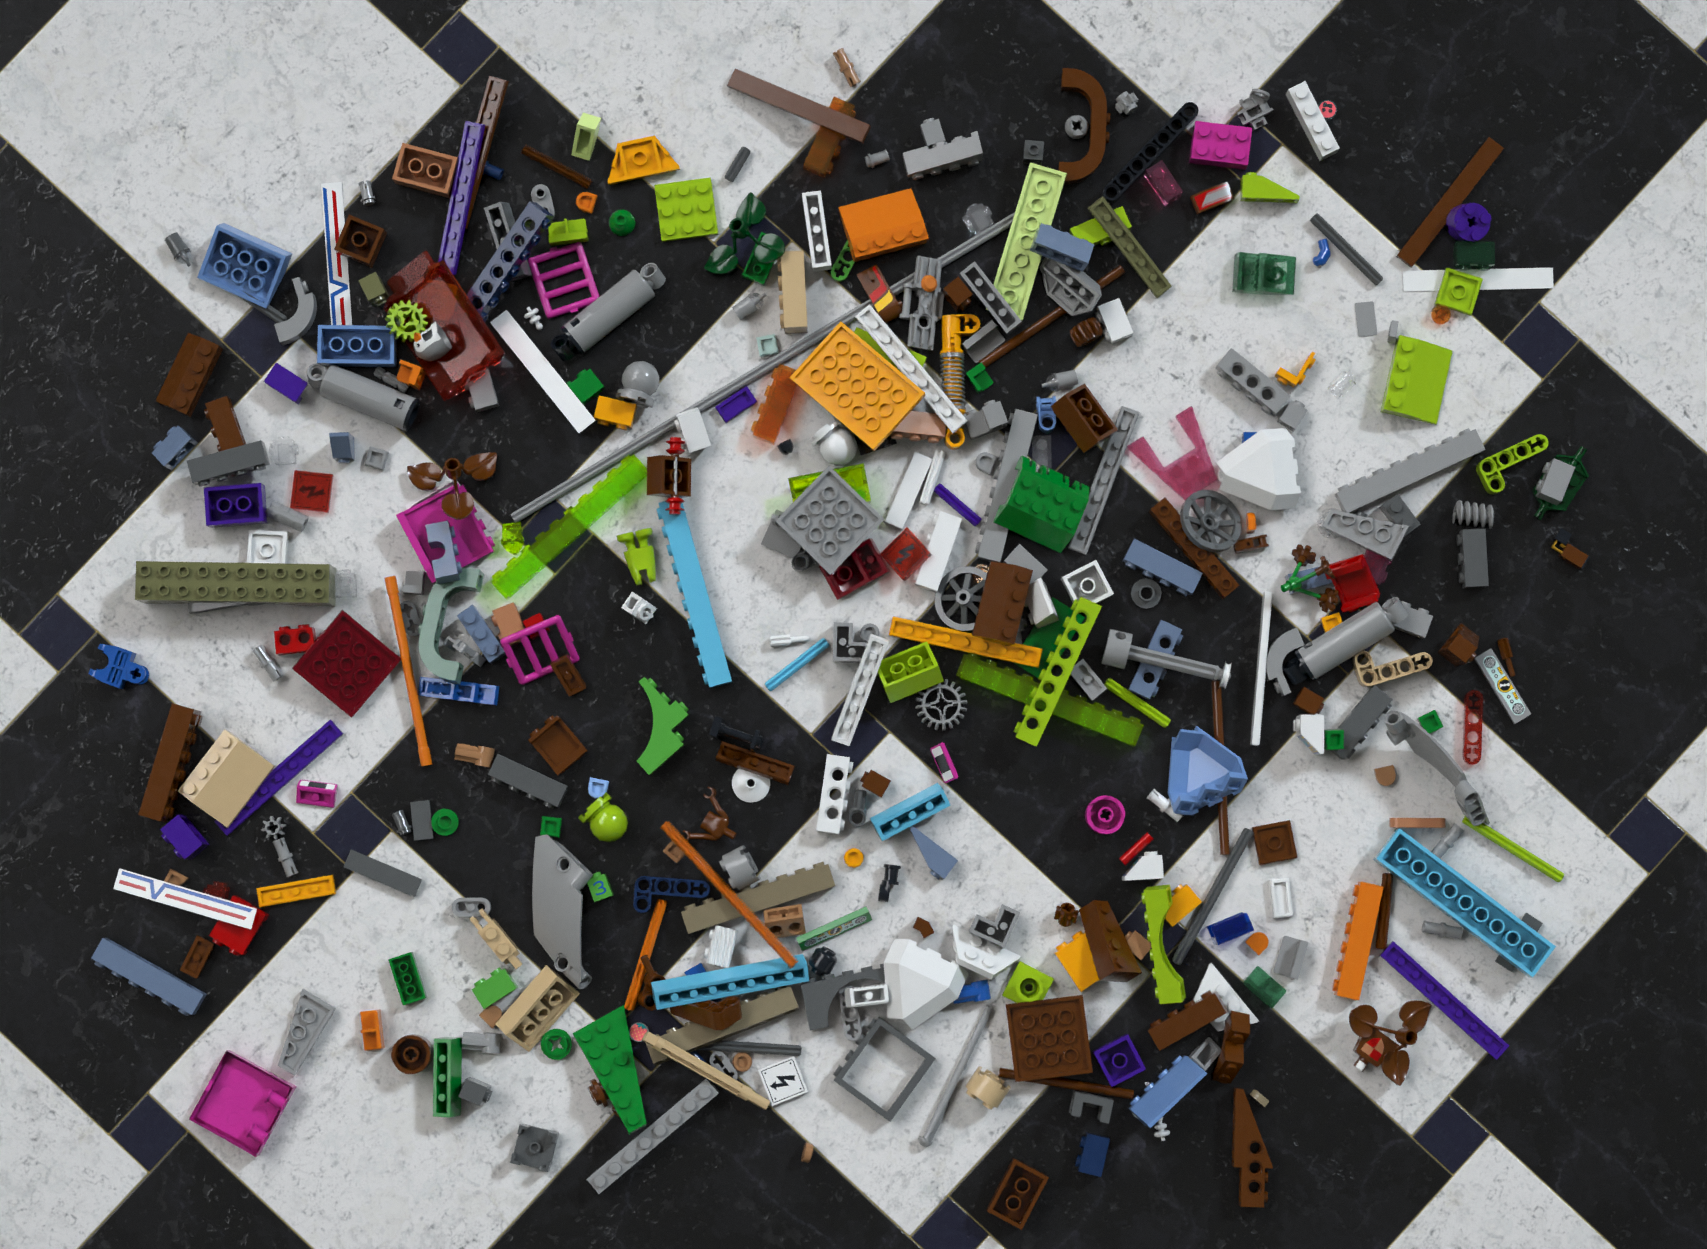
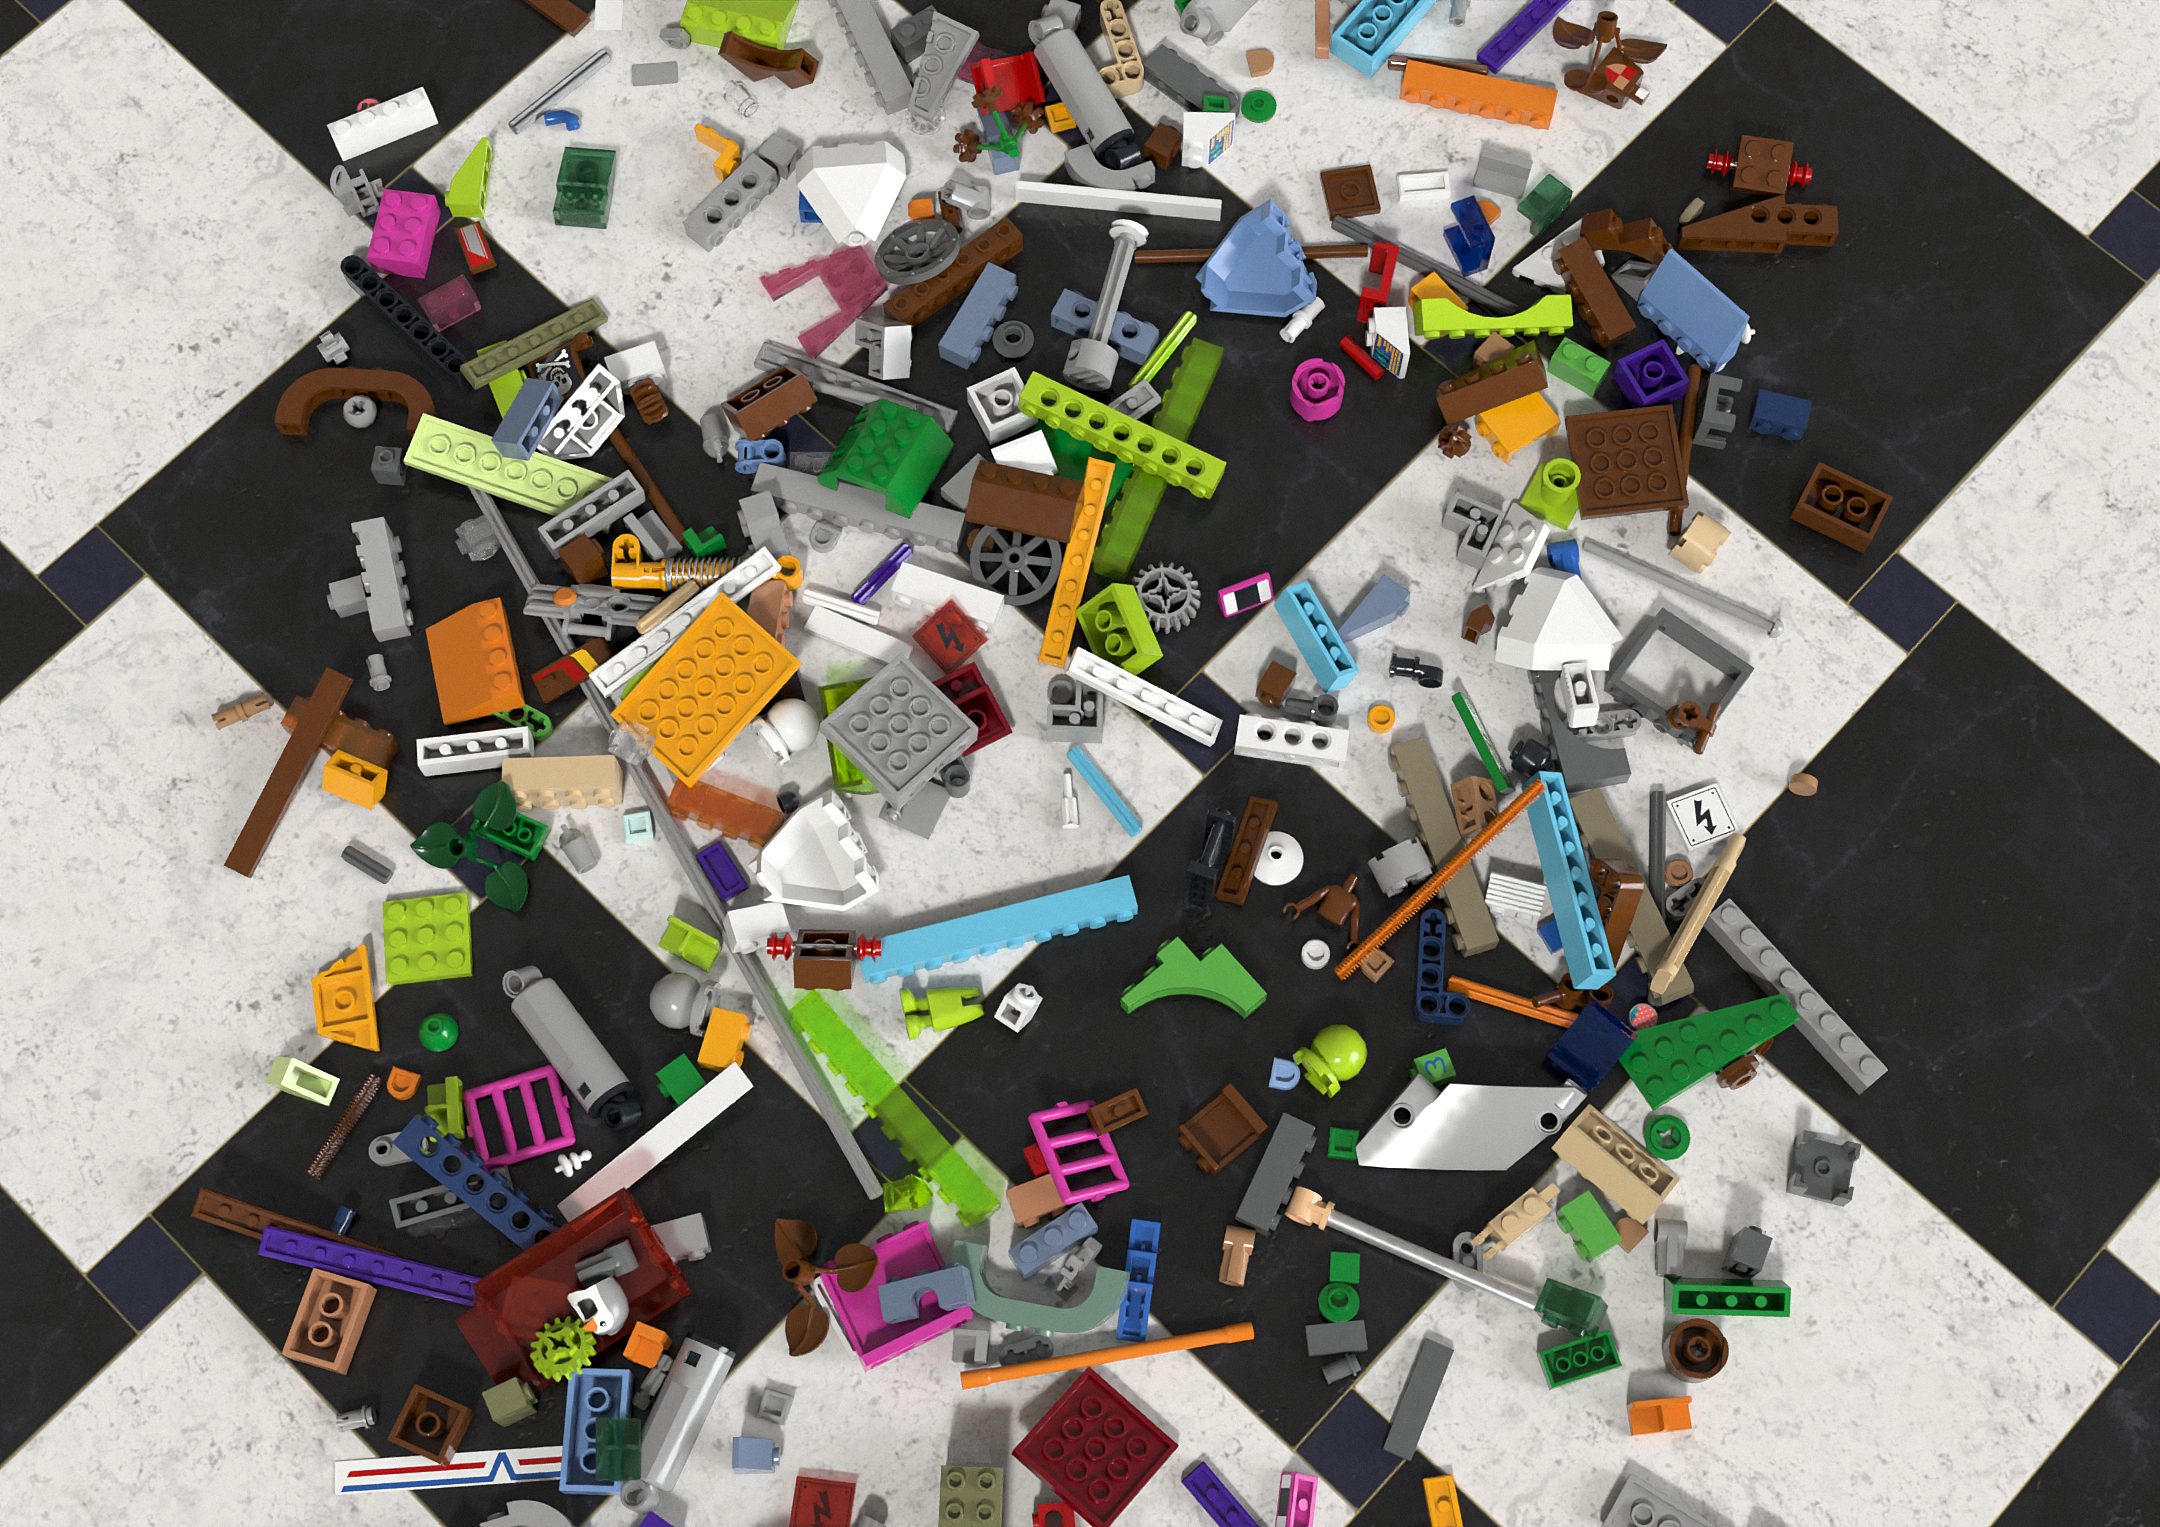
camera: 90 degrees left, 15 degrees down
(341, 360) = (618, 1449): none -> clear green panel
(438, 973) = (1570, 1308): none -> clear green brick
(461, 349) = (613, 1260): none -> dark grey piece
(468, 826) = (1344, 1267): none -> green tile
(505, 802) = (1307, 1208): none -> flat silver piece
(614, 994) = (1591, 1046): none -> clear blue panel
(682, 385) = (690, 944): none -> lime panel
(682, 809) = (1315, 954): none -> white tile
(741, 468) = (816, 859): none -> white panel
(794, 150) = (354, 779): none -> light orange brick
(816, 337) = (631, 742): none -> clear brick
(846, 1074) = (1690, 715): none -> reddish brown piece
(921, 355) = (667, 607): none -> tan axle
(1093, 486) = (855, 394): none -> light grey bar
(1110, 267) = (562, 365): none -> flag
(1128, 1007) = (1578, 366): none -> bright green brick
(1133, 501) = (887, 344): none -> light grey brick
(1171, 860) = (1382, 262): none -> red panel
(1257, 559) = (972, 199): none -> light grey piece
(1297, 1152) = (1760, 166): none -> reddish brown brick
(1346, 774) = (1258, 106): none -> green piece
(1370, 403) = (757, 62): none -> reddish brown arch

